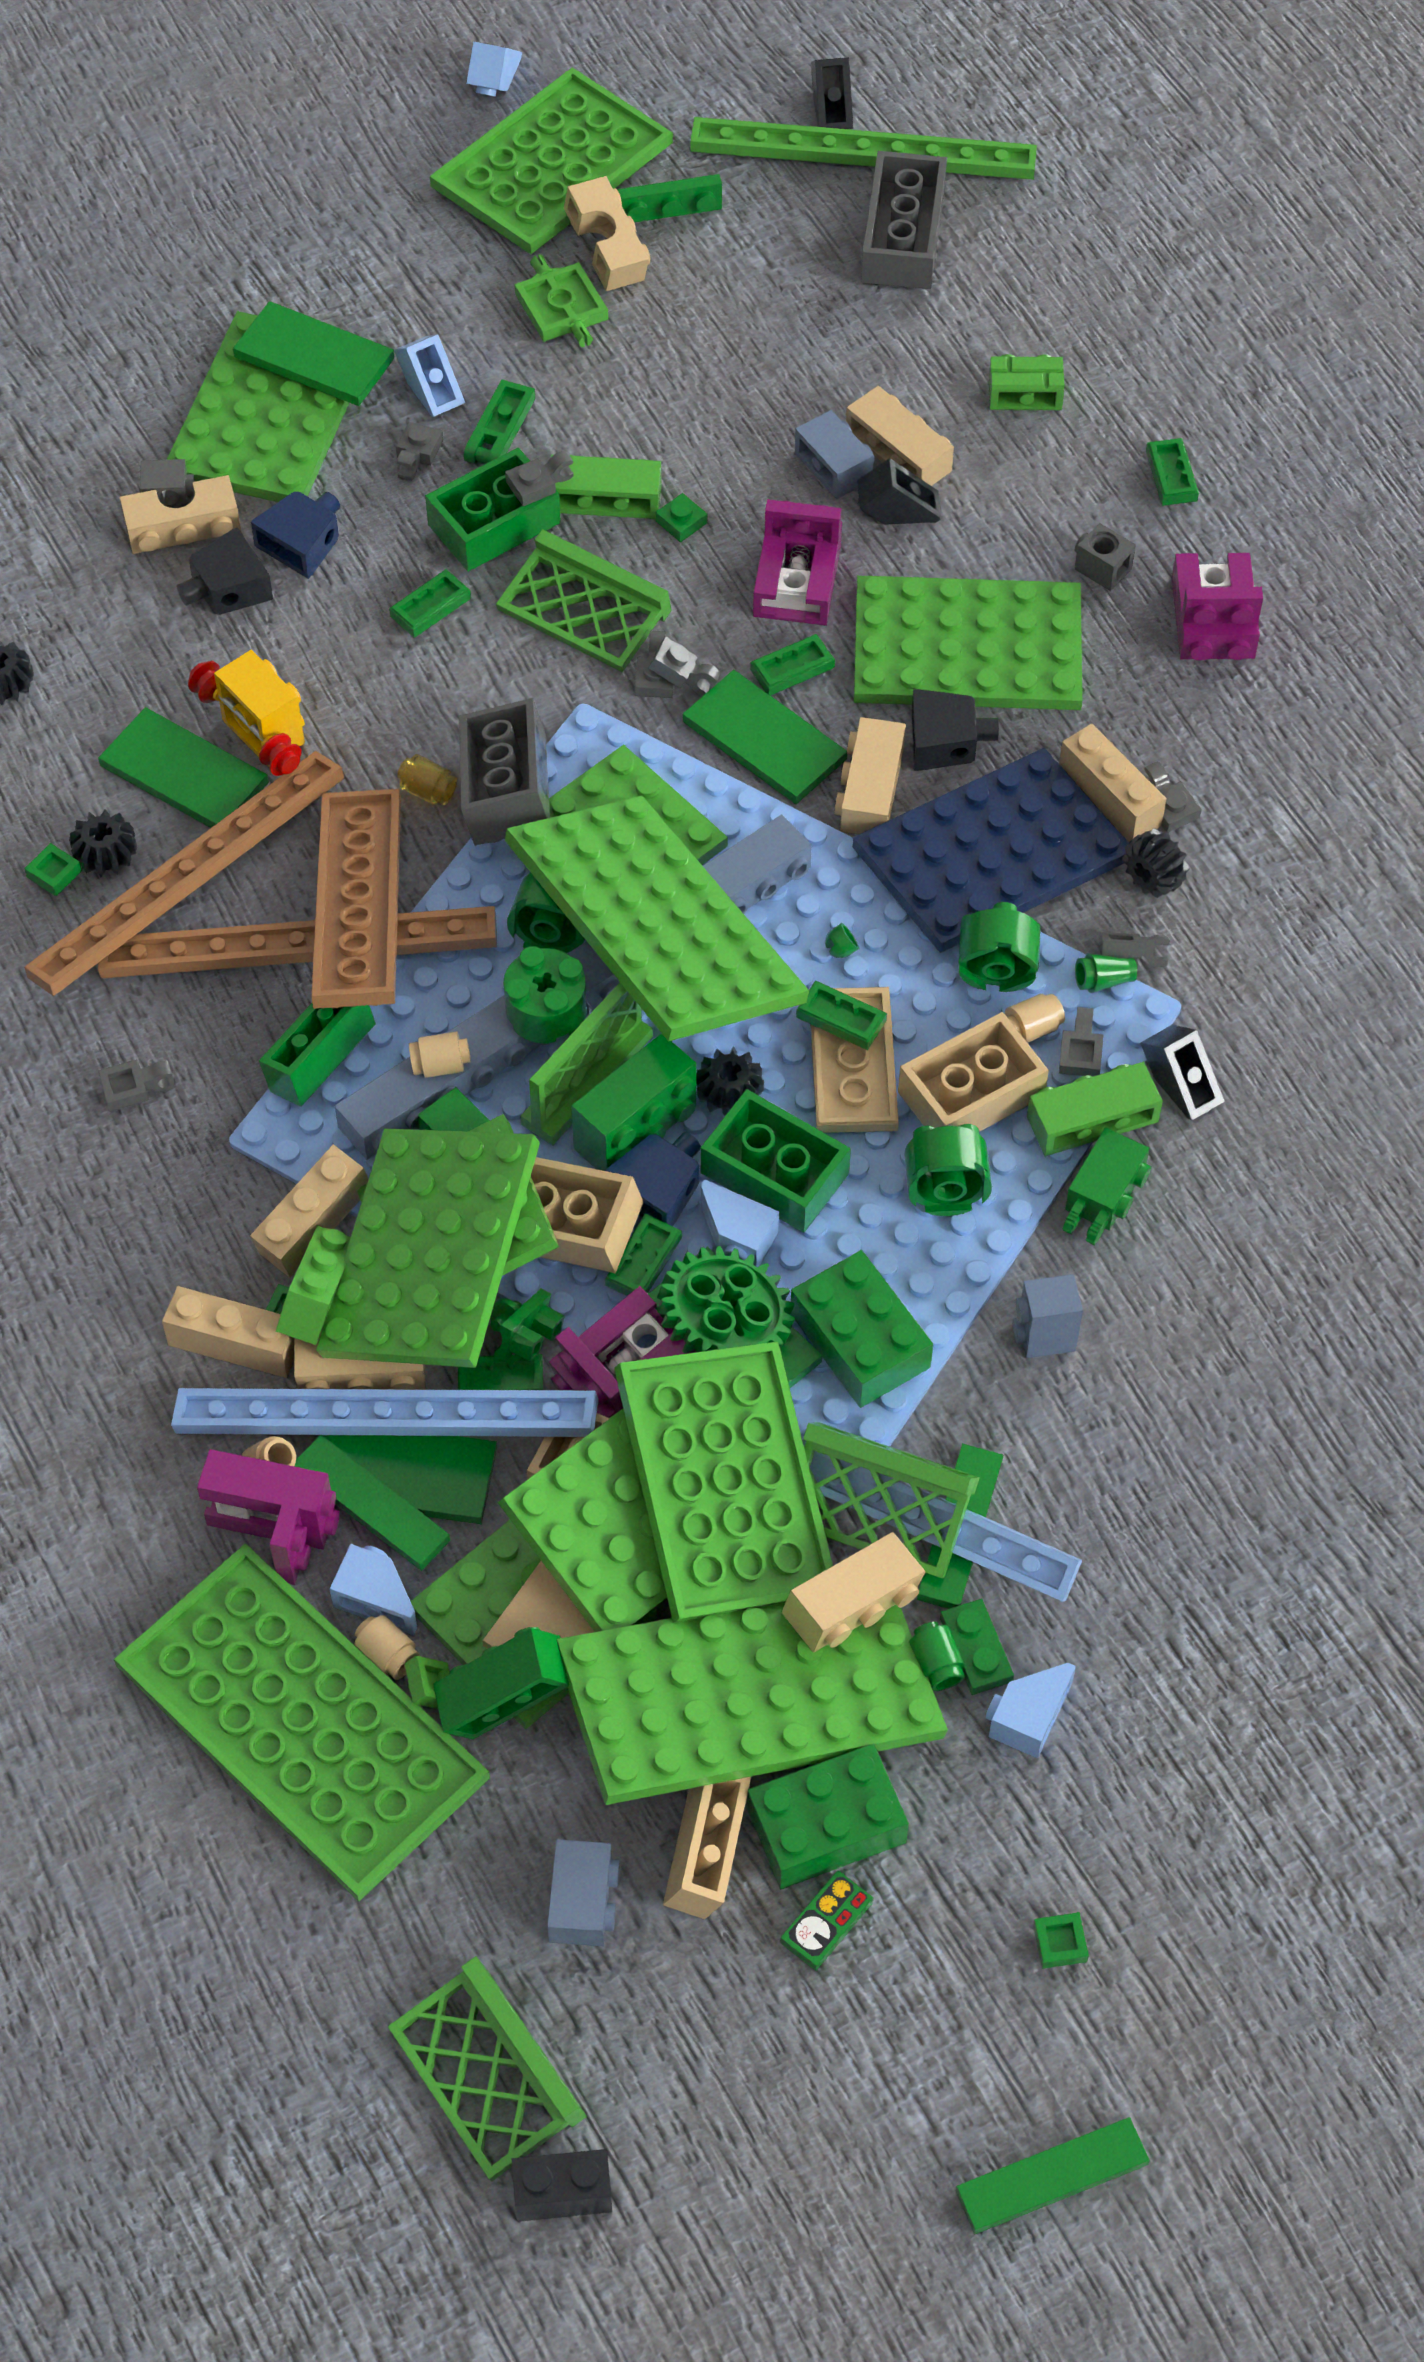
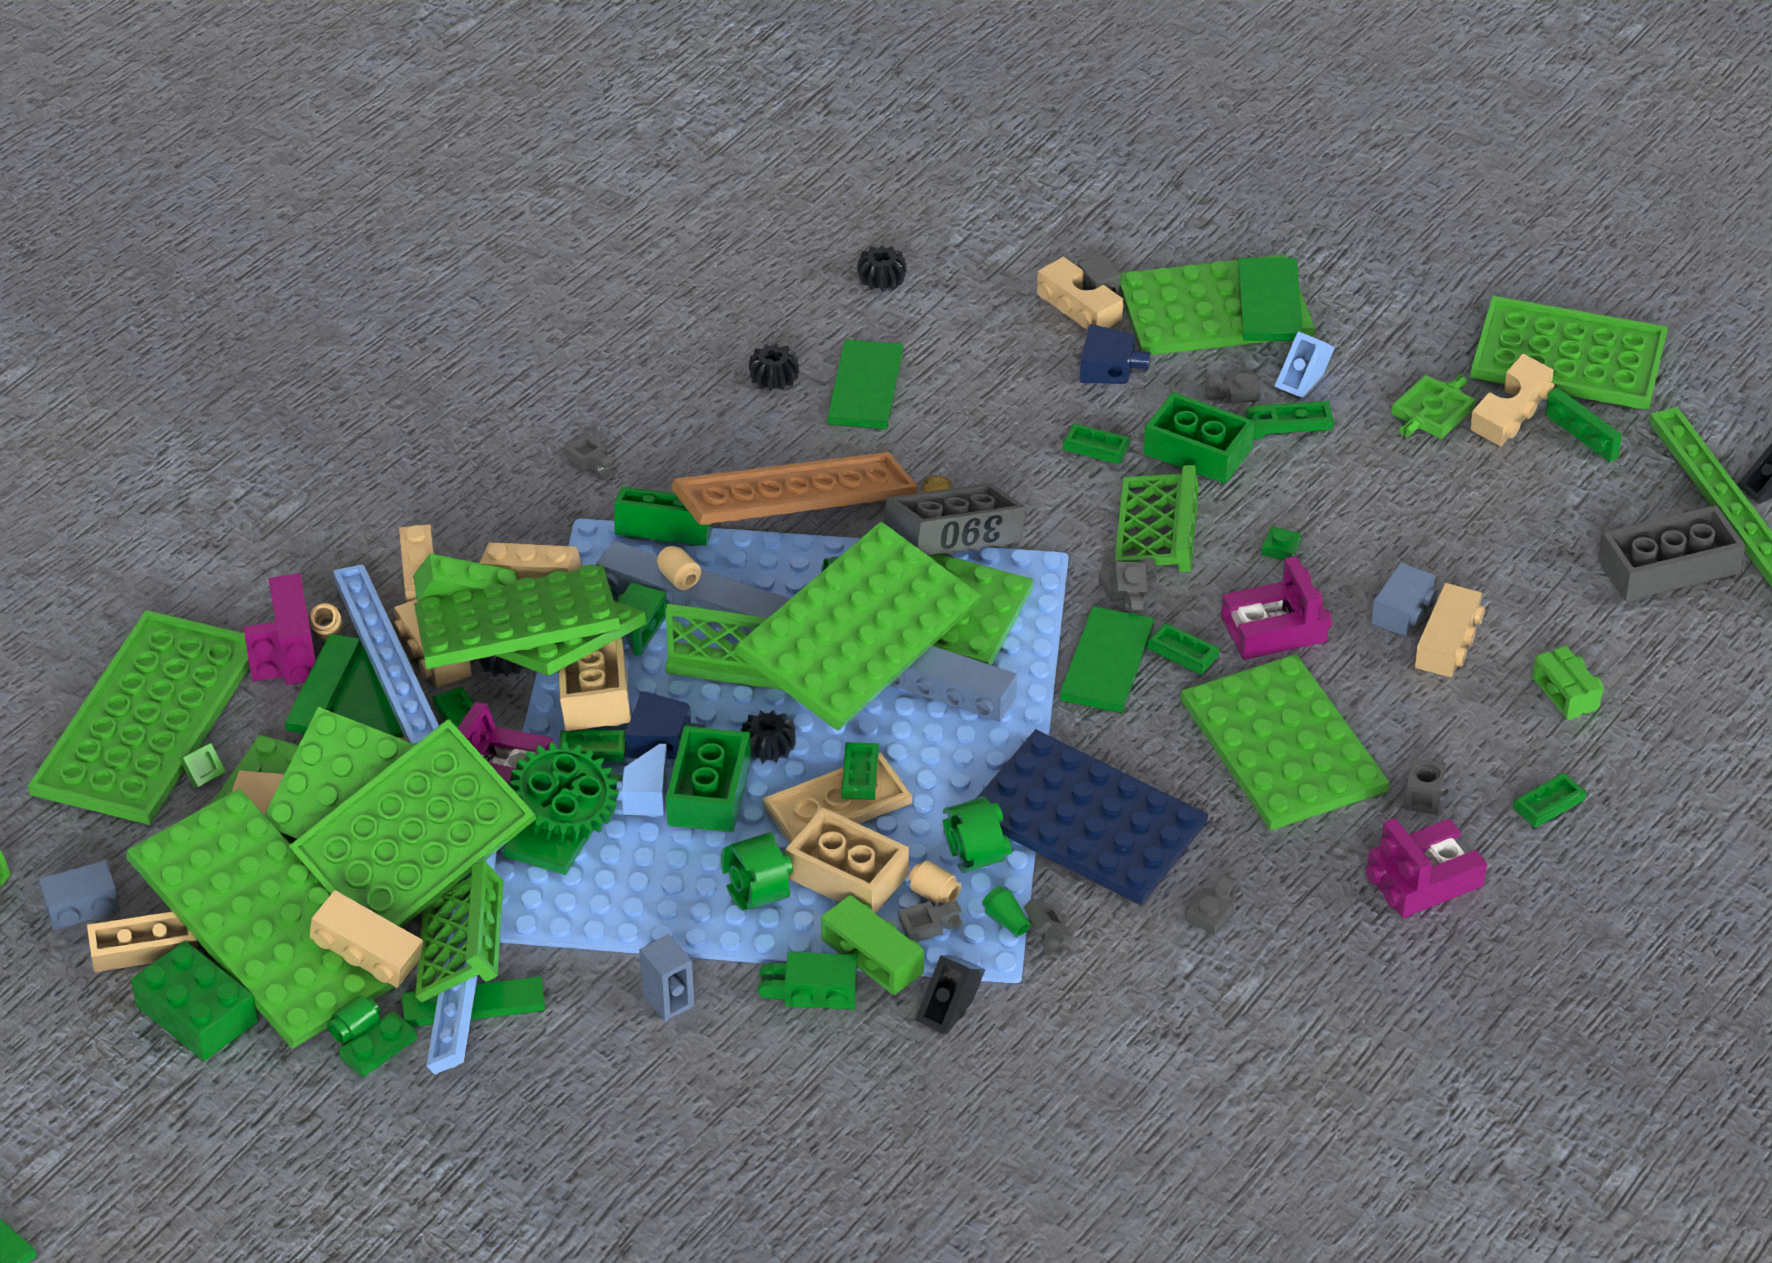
camera: 65 degrees right, 15 degrees down
(53, 869) = (737, 354): green plate -> none
(183, 874) = (773, 410): medium nougat plate -> none
(226, 575) = (1044, 337): black torso -> none
(255, 707) = (927, 390): yellow brick -> none
(288, 943) = (728, 456): medium nougat plate -> none
(371, 1587) = (261, 710): light blue slope -> none
(385, 1645) = (221, 731): tan brick -> none
(492, 68) = (1631, 287): light blue slope -> none
(500, 1683) = (204, 784): green brick -> none
(523, 1324) = (503, 704): green hips -> none
(536, 481) = (1227, 436): dark grey plate -> none
(545, 994) = (757, 589): green brick -> none
(611, 487) = (1272, 489): bright green brick -> none
(634, 1102) = (713, 684): green brick -> none
(826, 1920) = (120, 1034): tile -> none
(841, 942) = (937, 751): green hinge -> none
(861, 1328) = (595, 876): green brick -> none
(870, 775) = (1108, 724): tan brick -> none
(898, 496) = (1390, 649): black slope -> none
(947, 729) = (1180, 751): black torso -> none
(1030, 1708) = (337, 1086): light blue slope -> none
(1060, 1940) = (157, 1164): green plate -> none
(1112, 782) = (1196, 860): tan brick -> none
(1155, 863) = (1132, 908): black gear -> none

